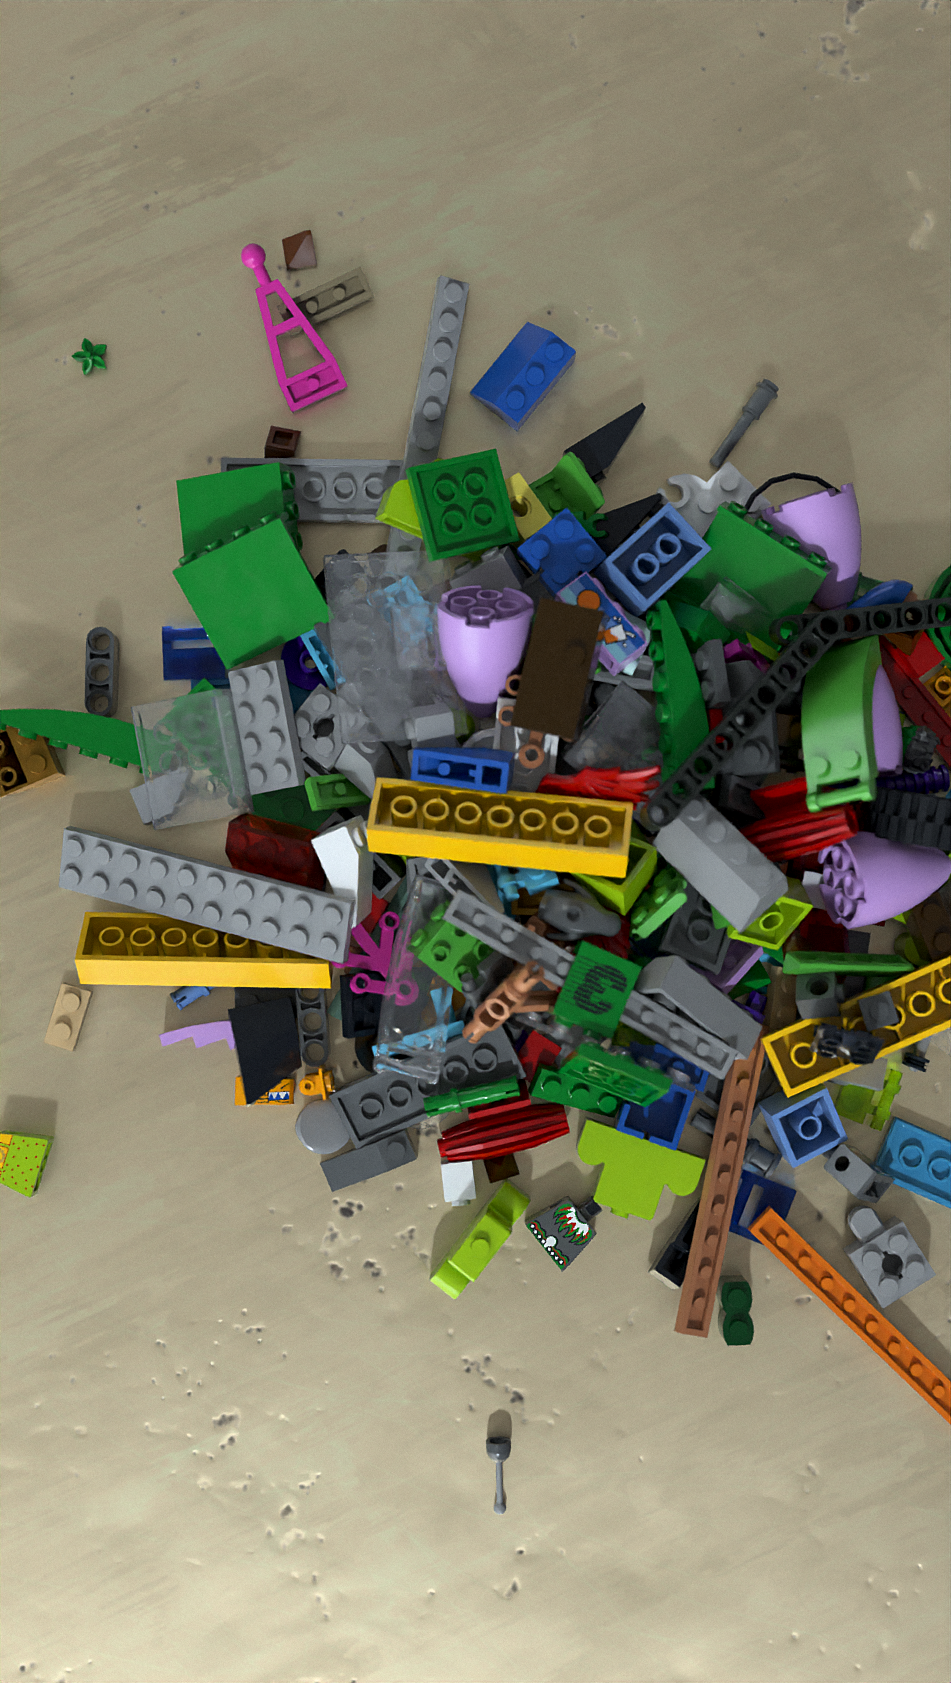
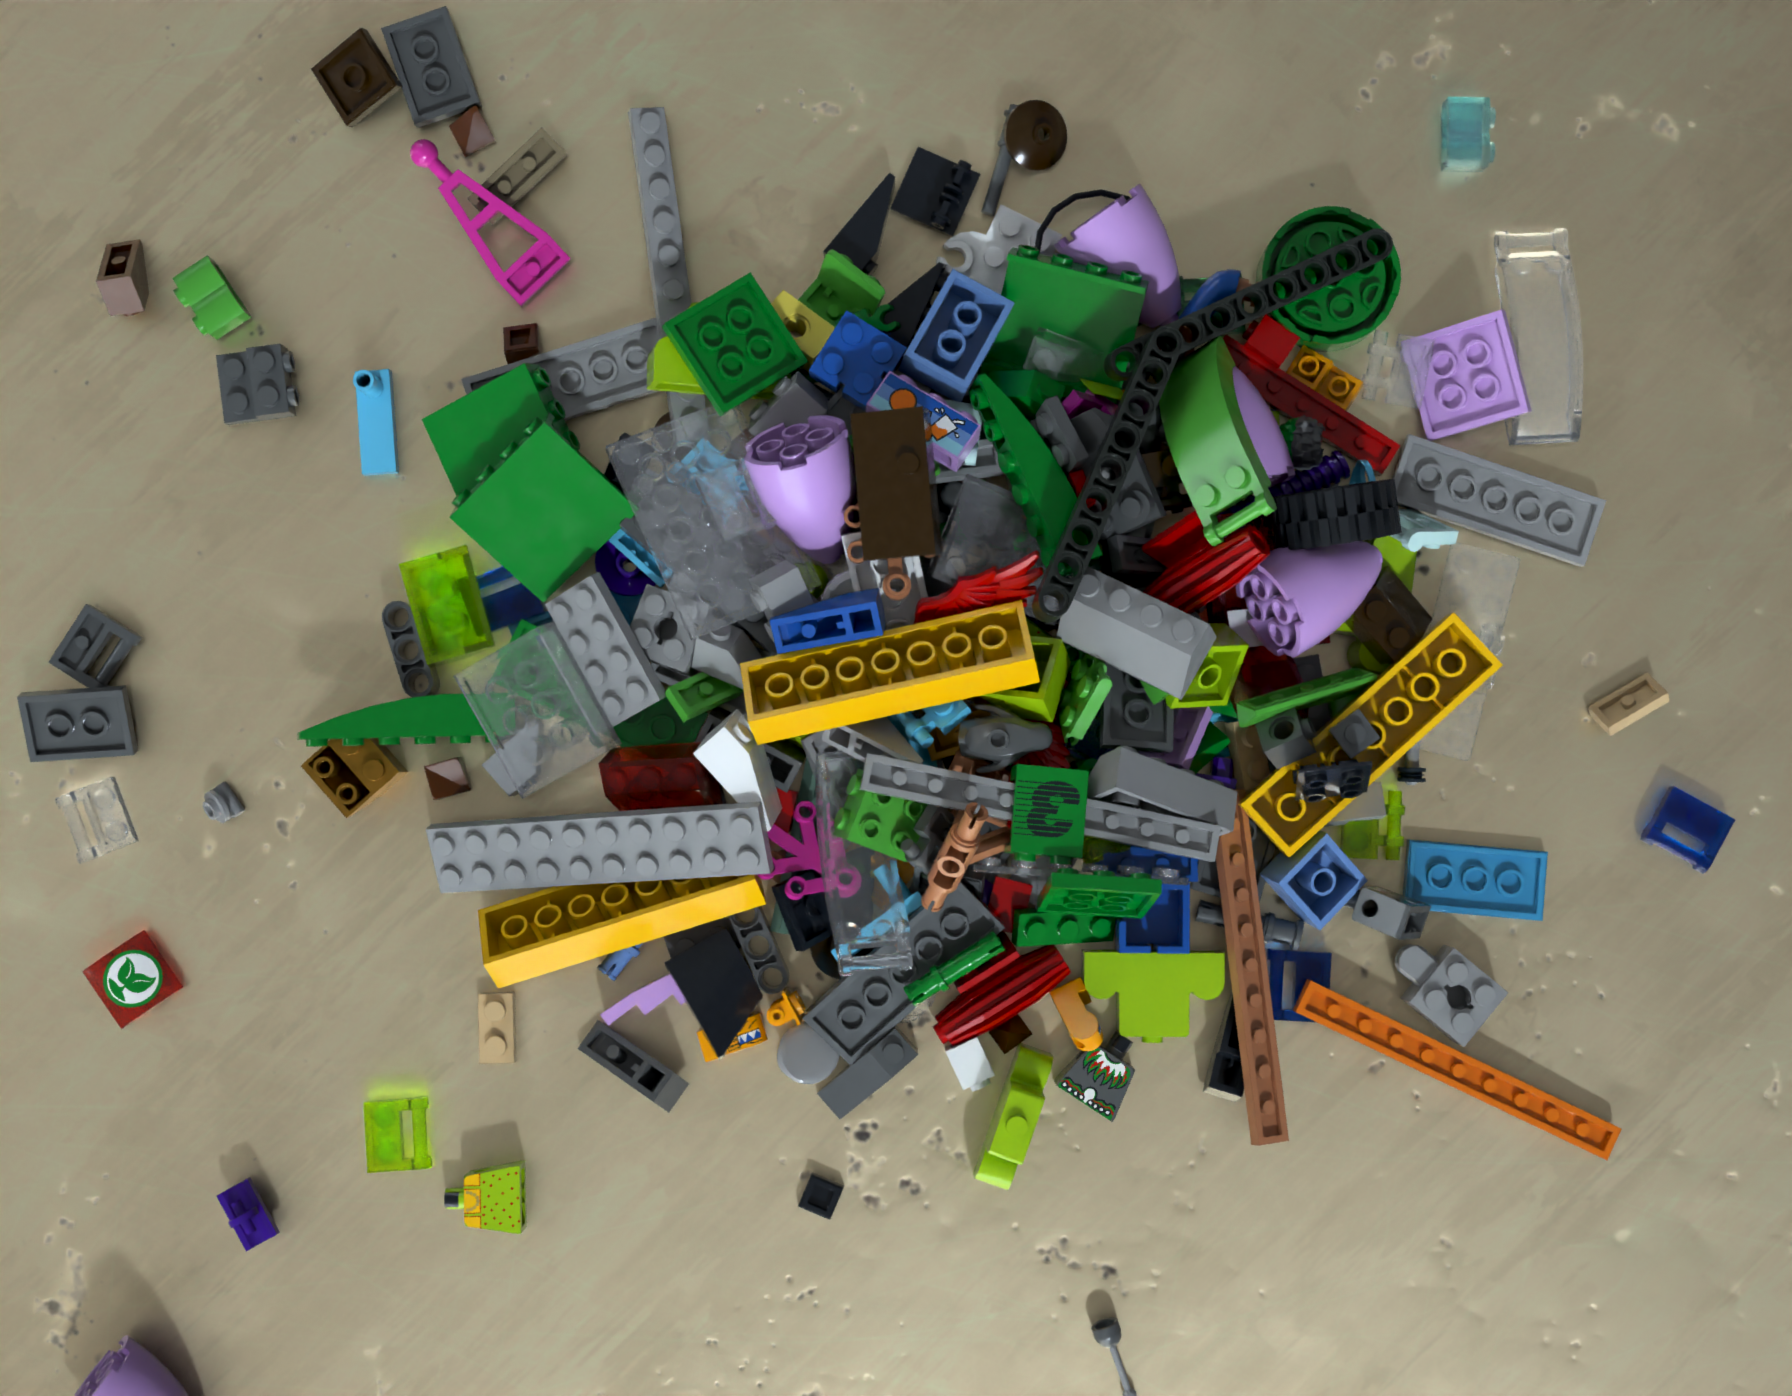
camera: 20 degrees left, 0 degrees up
(32, 319) = (211, 298): none -> bright green brick
(47, 405) = (257, 384): none -> dark grey plate
(91, 356) = (286, 317): green plant -> none
(96, 791) = (447, 778): none -> reddish brown slope
(137, 470) = (376, 422): none -> medium azure piece
(145, 646) = (447, 606): none -> clear neon green slope
(172, 1088) = (633, 1066): none -> dark grey slope
(217, 172) = (356, 77): none -> dark brown plate
(283, 184) = (431, 67): none -> dark grey plate
(294, 1251) = (821, 1196): none -> black tile
(524, 374) = (754, 184): blue slope -> none
(563, 1179) = (1080, 1023): none -> light orange leg
(676, 431) = (935, 191): none -> black hinge
(734, 1317) = (1309, 1109): dark green brick -> none
(765, 411) = (1023, 139): none -> dark brown dish
(906, 640) = (1252, 332): reddish brown slope -> none

